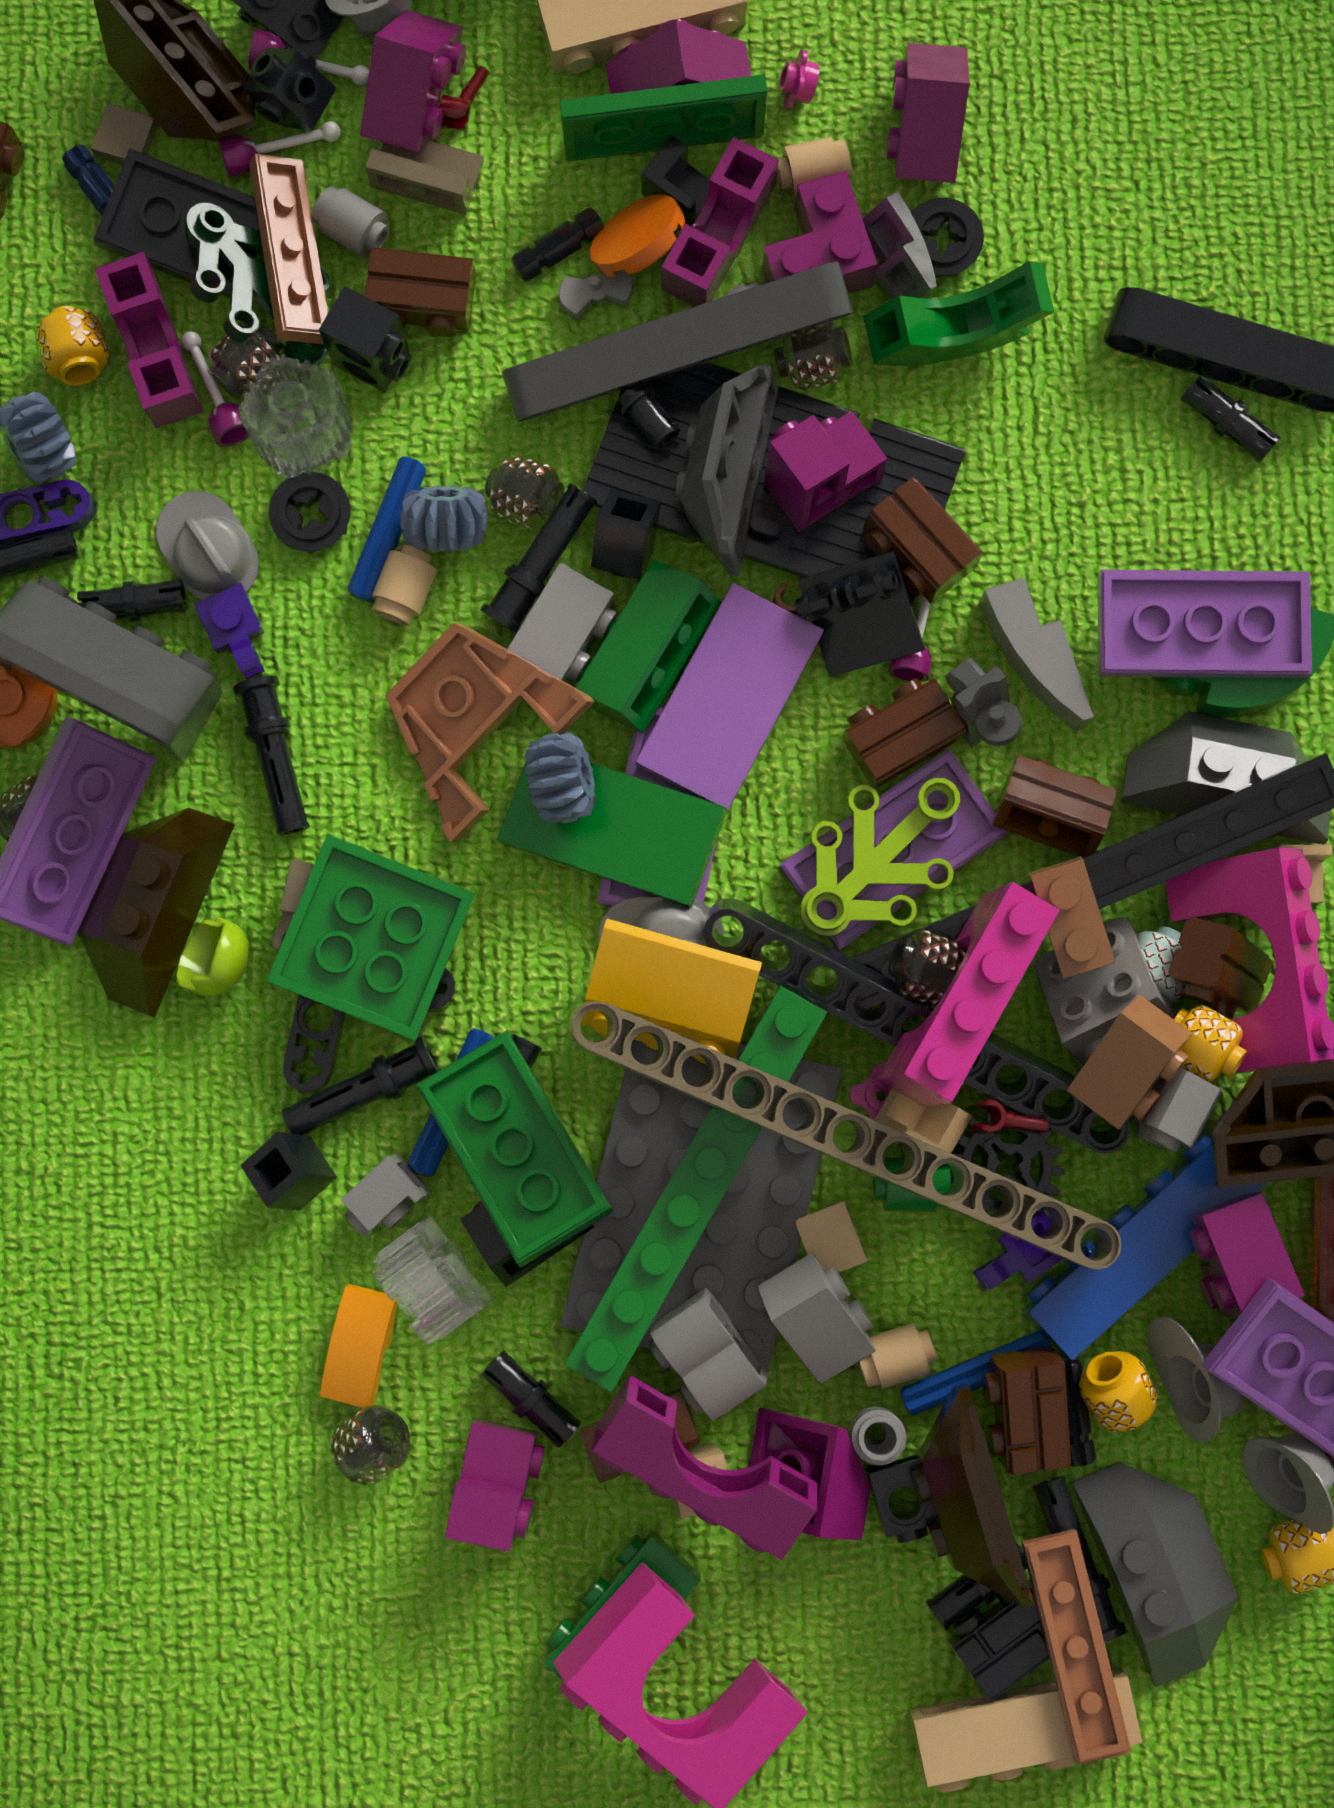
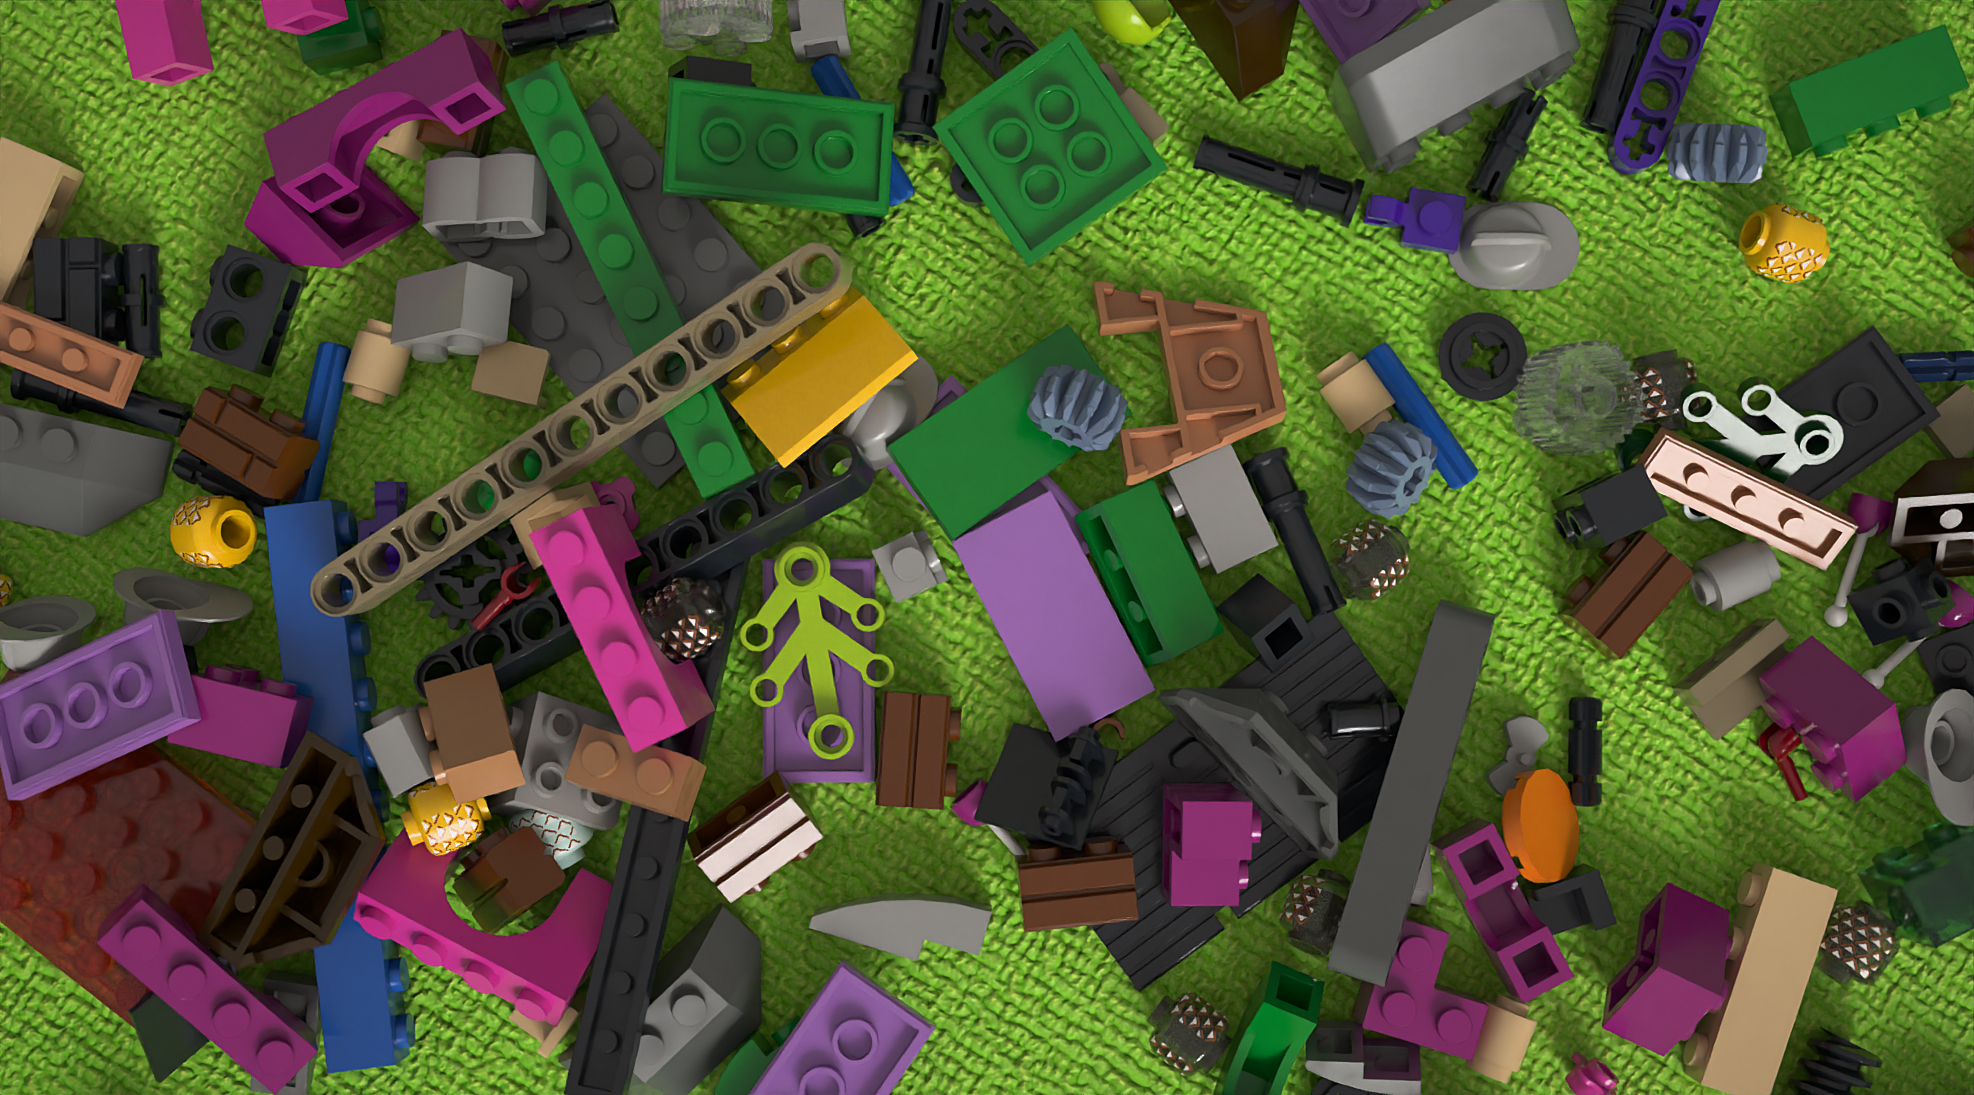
camera: 125 degrees right, 5 degrees up
(150, 340) = (1773, 325): magenta arch -> none
(225, 418) = (1624, 333): hinge -> none
(648, 117) = (1642, 924): green tile -> none
(767, 831) = (909, 565): none -> light grey brick
(889, 1447) = (306, 293): light grey brick -> none
(968, 1501) = (202, 328): dark brown wedge -> none
(970, 389) = (1189, 1033): none -> clear smoke head
(984, 704) = (886, 836): dark grey hips -> none

